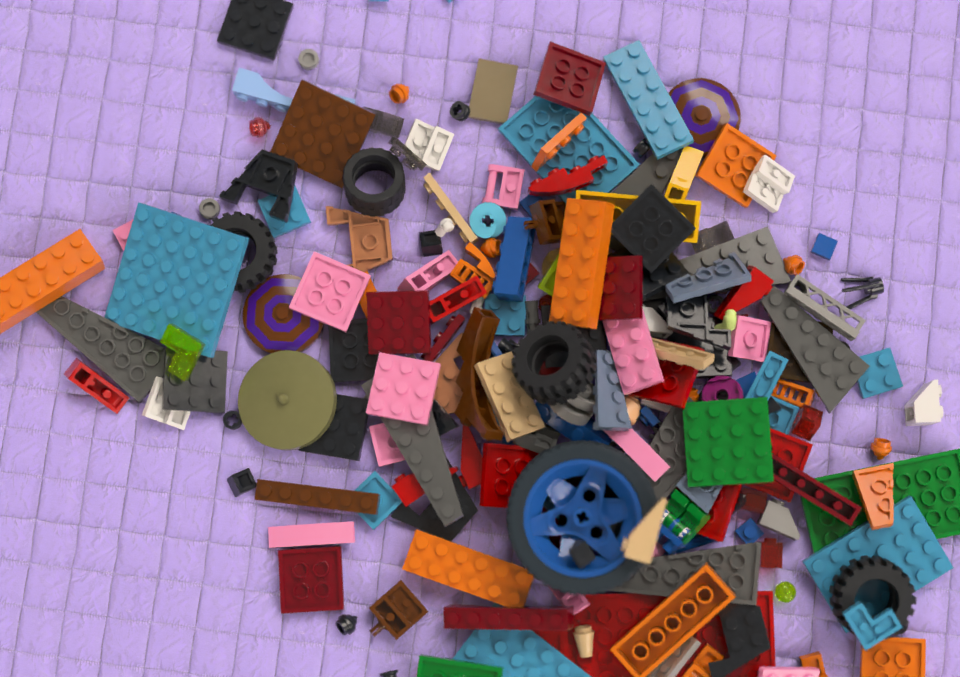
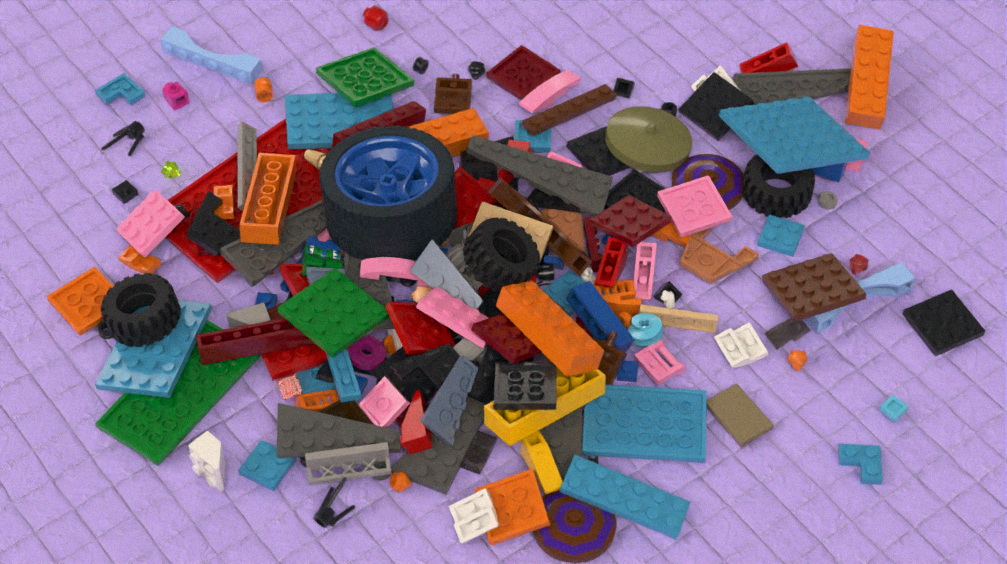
camera: 135 degrees right, 30 degrees down
(187, 351) = (737, 99): clear neon green plate -> none
(269, 175) = (809, 240): black wing -> none
(308, 59) = (881, 331): light grey tile -> none
(372, 160) = (753, 267): black tyre -> none
(403, 388) = (583, 186): bright pink plate -> none
(409, 158) = (739, 308): clear smoke plate -> none
(456, 106) = (744, 381): black bush -> none
(560, 140) = (653, 407): orange wing -> none
(561, 182) = (619, 390): red slope -> none
(569, 78) = (695, 458): dark red plate -> none
(581, 553) = (367, 161): black slope -> none
(644, 535) = (333, 180): tan slope -> none
(682, 355) = (425, 333): tan plate -> none
(729, 320) = (410, 391): yellowish green arm -> none
(771, 553) = (238, 296): clear red brick -> none
(785, 592) = (206, 288): clear neon green plate -> none
(824, 246) = (389, 515): blue tile -> none
(868, 629) = (128, 275): dark azure plate -> none
(876, 493) = (194, 374): orange wing -> none
(881, 447) = (218, 420): orange plate -> none

